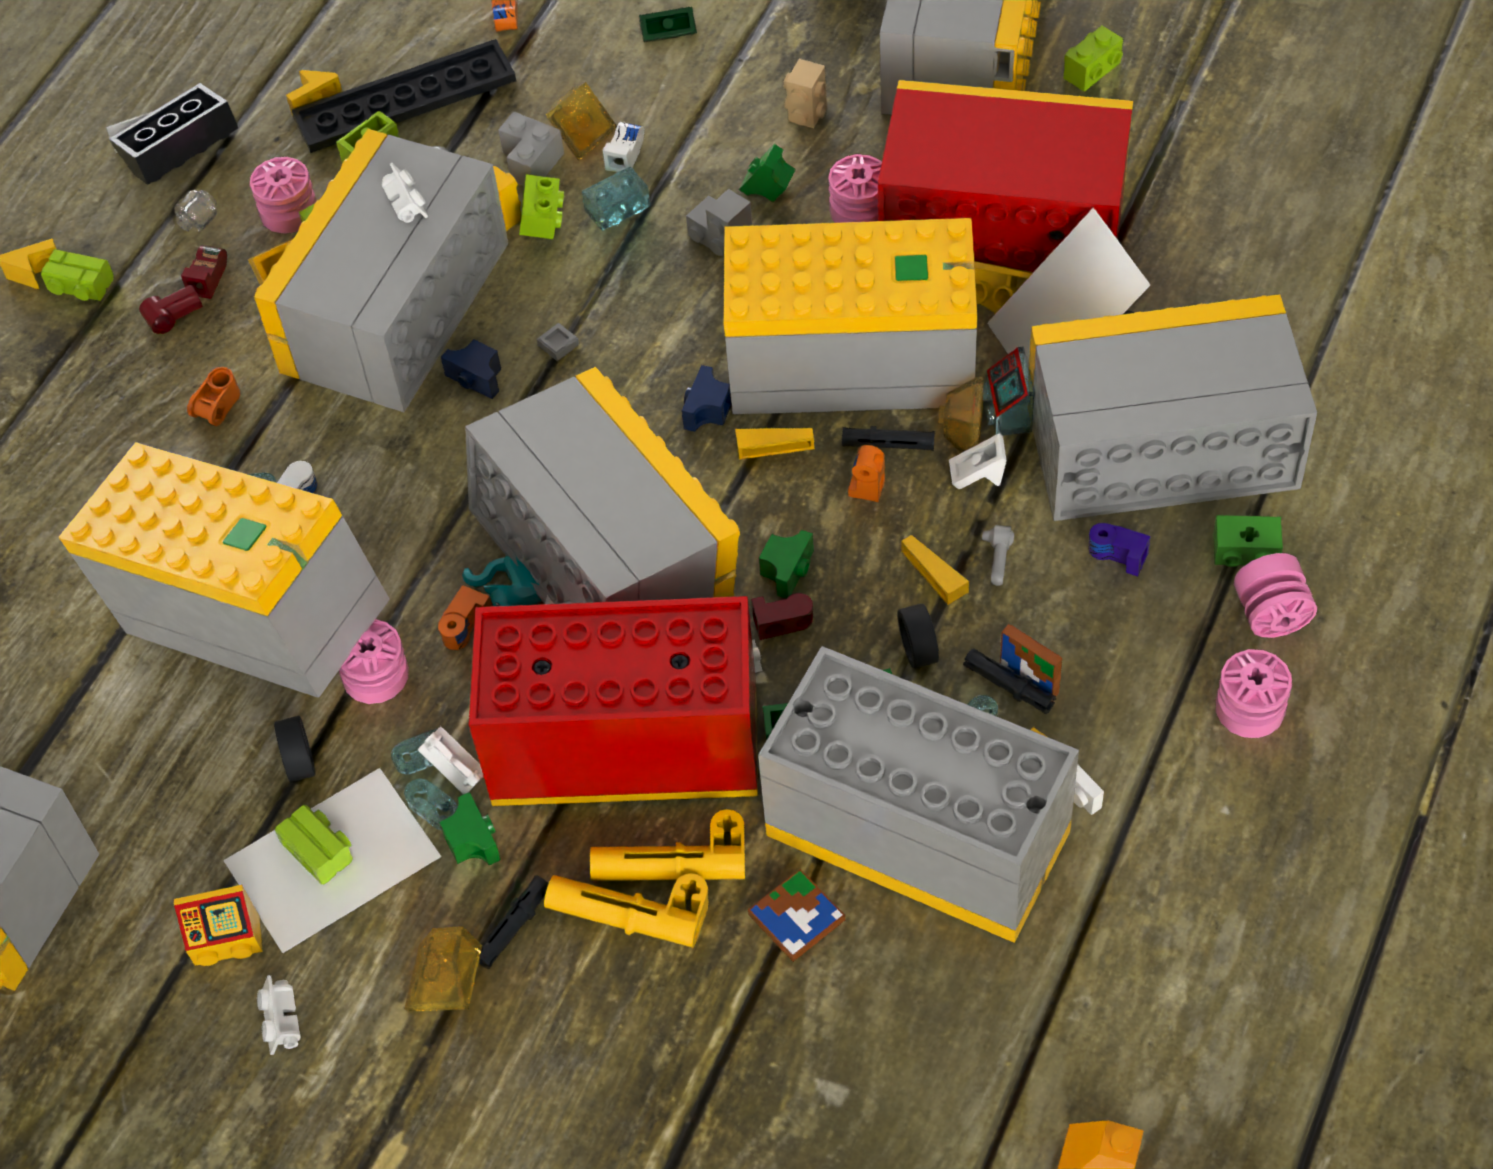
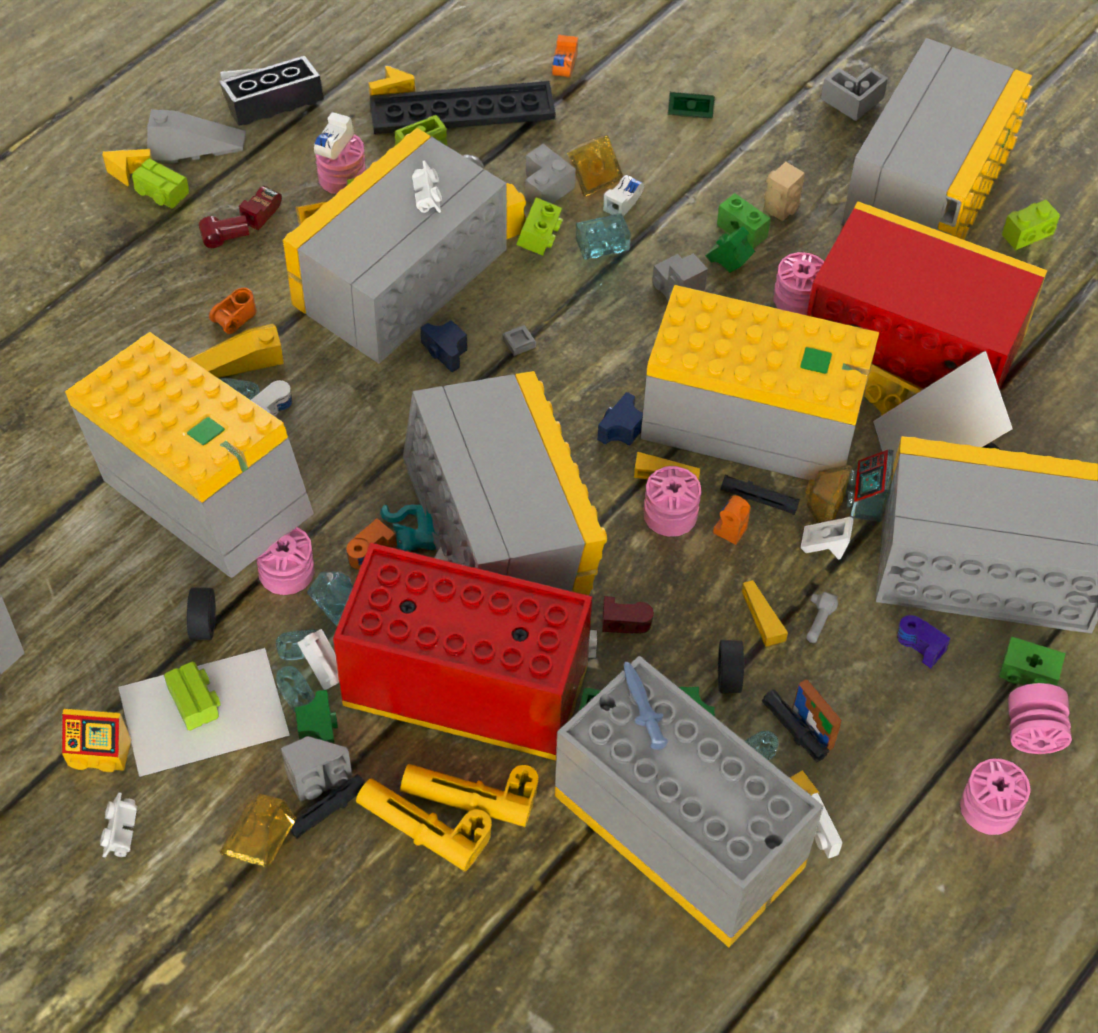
camera: 10 degrees right, 0 degrees up
(84, 213) = (180, 135): none -> light grey wedge
(195, 210) = (268, 156): clear head -> none
(246, 438) = (242, 353): none -> yellow wedge
(270, 165) = (334, 136): none -> white leg
(444, 686) = (331, 593): none -> clear light blue brick
(485, 880) = (315, 766): none -> light grey slope
(761, 131) = (737, 213): none -> bright green brick
(786, 560) = (644, 572): green brick -> none
(792, 472) = (672, 501): none -> bright pink wheel
(796, 915) = (557, 869): tile -> none
(853, 708) = (647, 715): none -> sand blue sword

